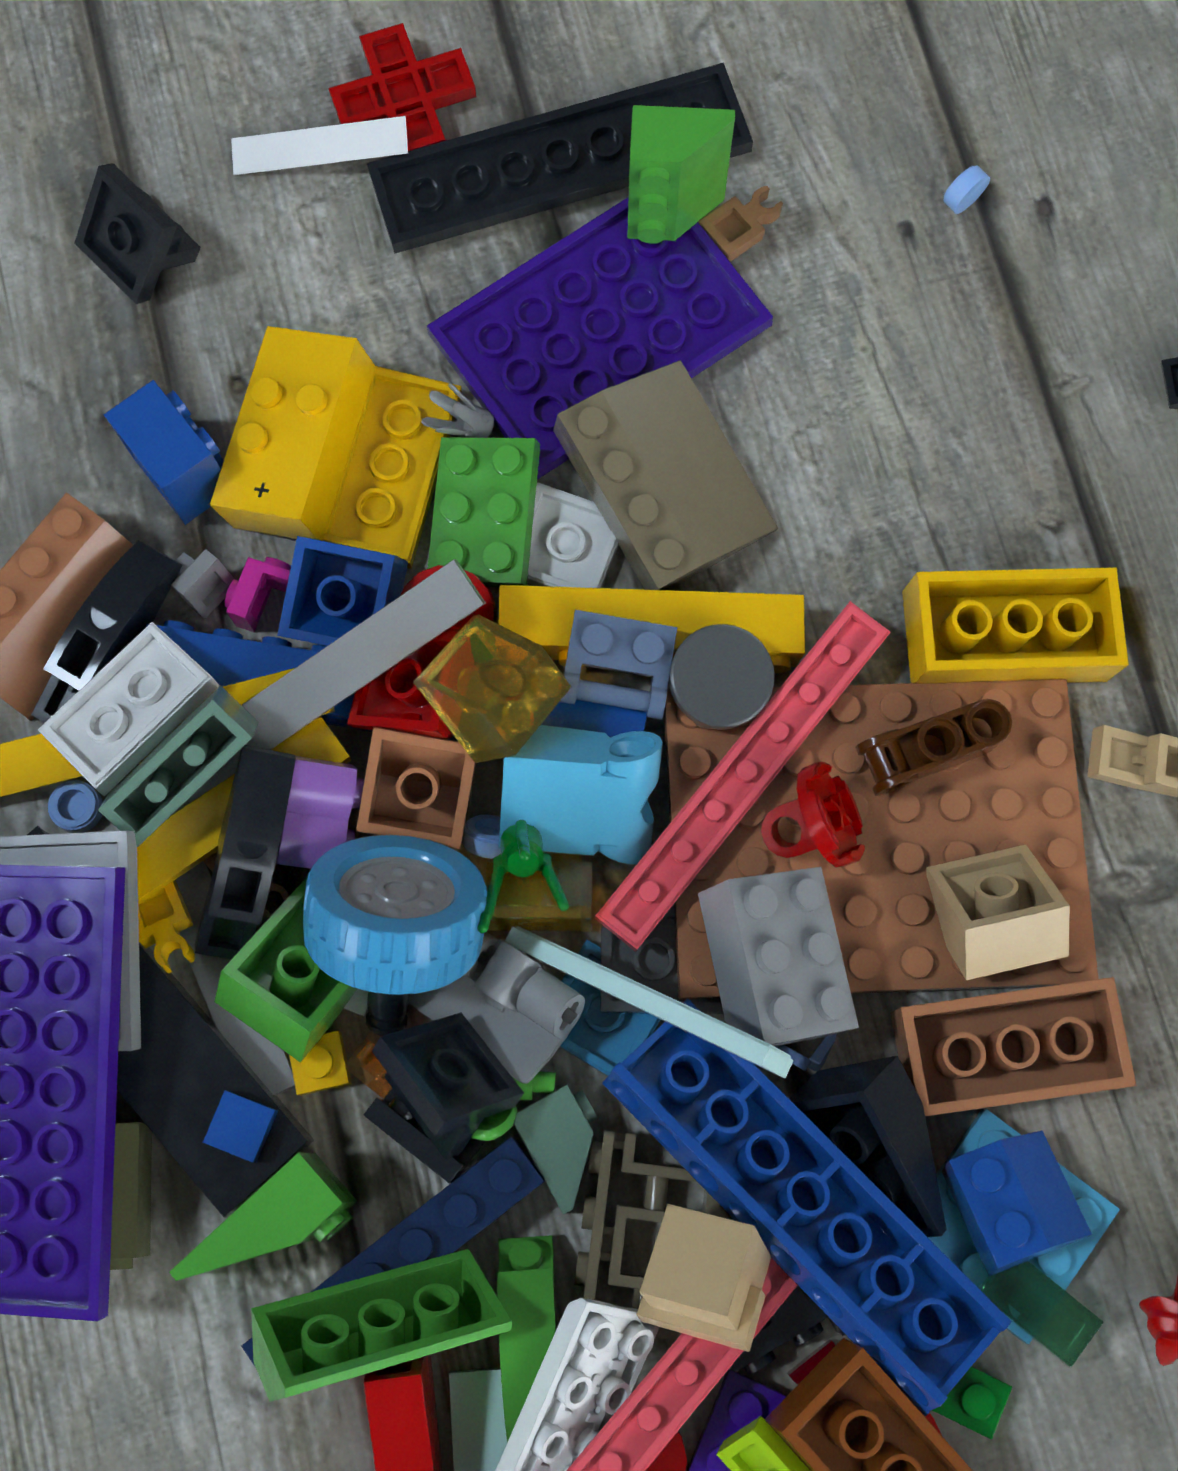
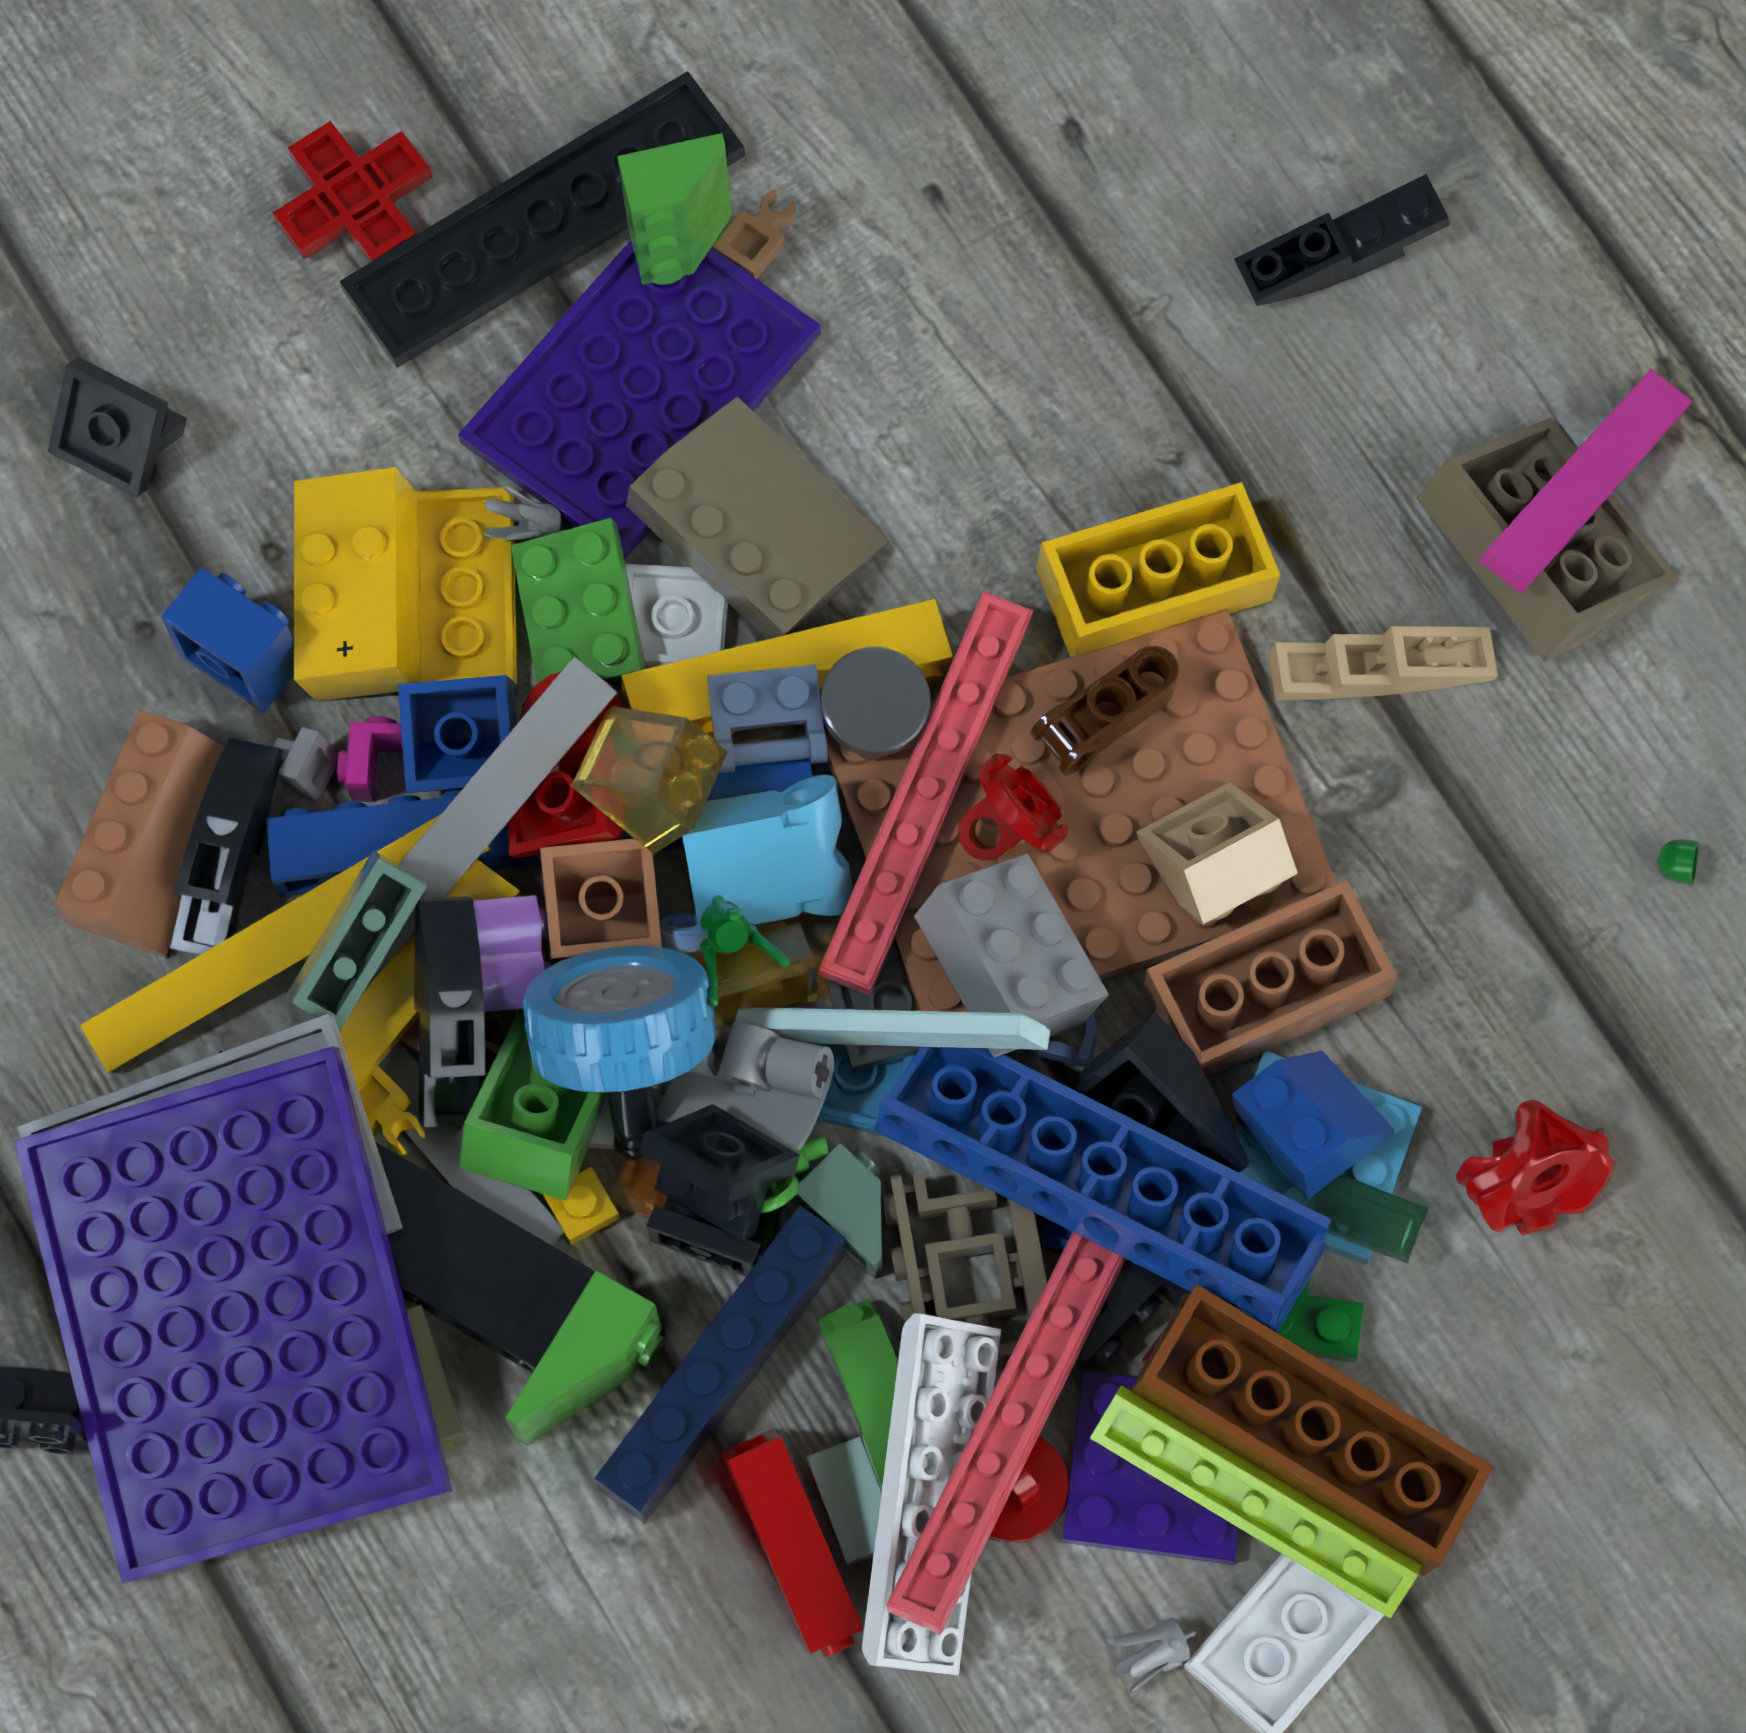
camera: 15 degrees left, 5 degrees down
(75, 806) = (243, 1023): light blue tile -> none
(128, 708) = (280, 903): white tile -> none
(240, 1126) = (526, 1274): blue tile -> none
(319, 145) = (281, 276): white sticker -> none
(373, 1323) = (723, 1406): bright green slope -> none
(705, 1278) = (1027, 1263): tan plate -> none
(966, 189) = (983, 135): light blue tile -> none

